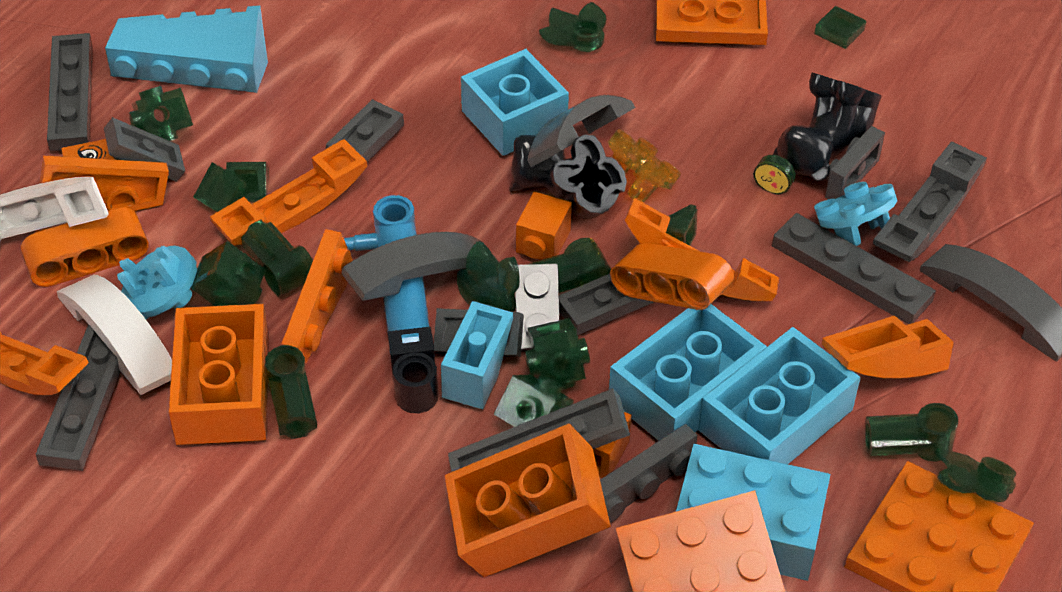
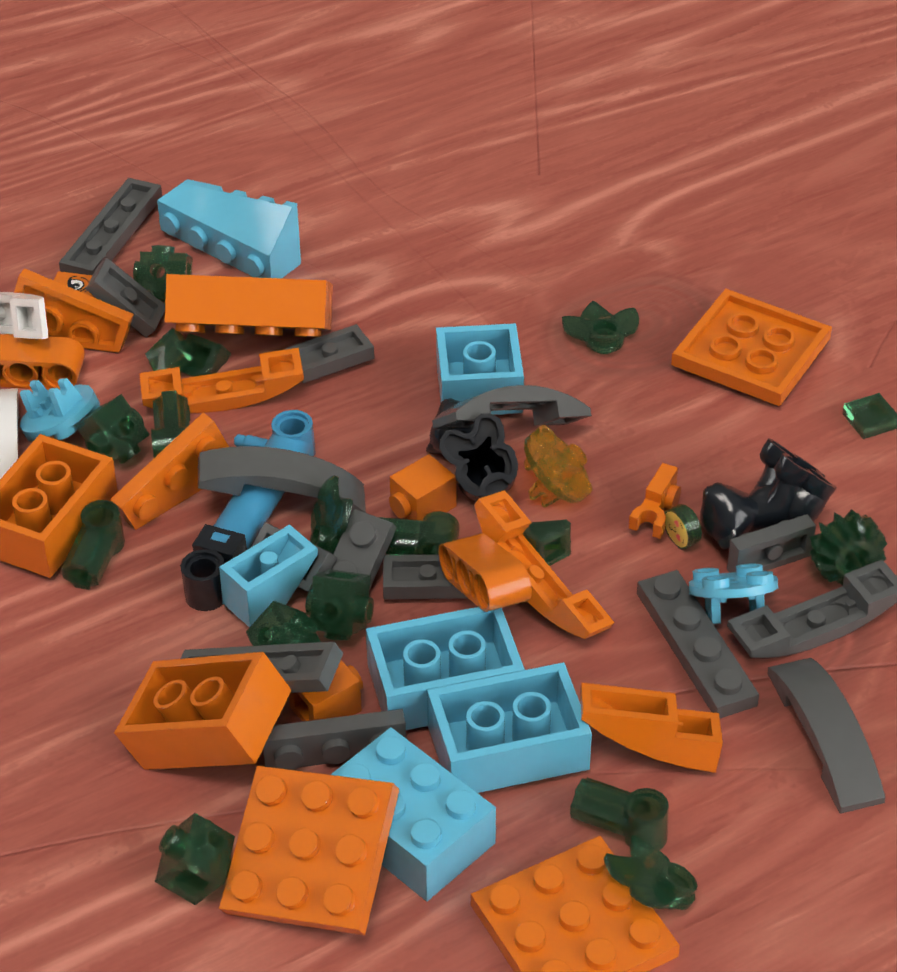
camera: 30 degrees right, 5 degrees down
(273, 113) = (248, 302): none -> orange brick
(739, 159) = (660, 496): none -> orange plate
(918, 141) = (846, 545): none -> clear green gear

